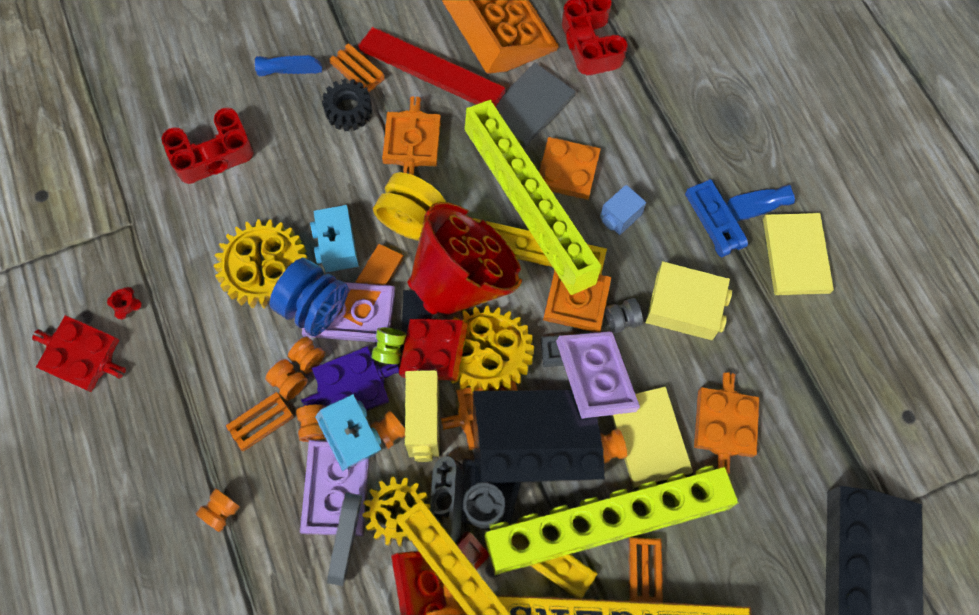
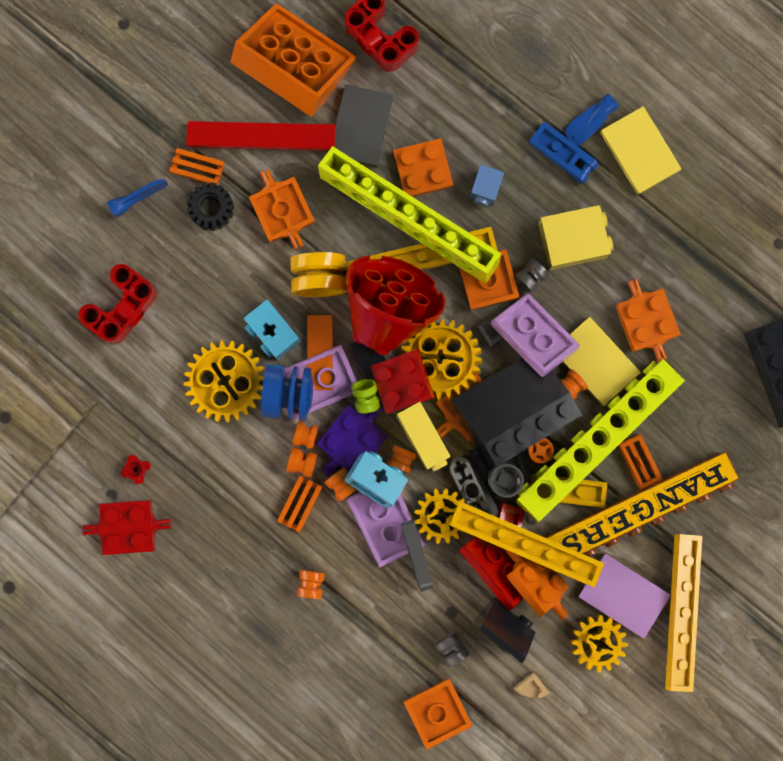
camera: 30 degrees left, 15 degrees up
(540, 493) = (543, 448): none -> orange wheel

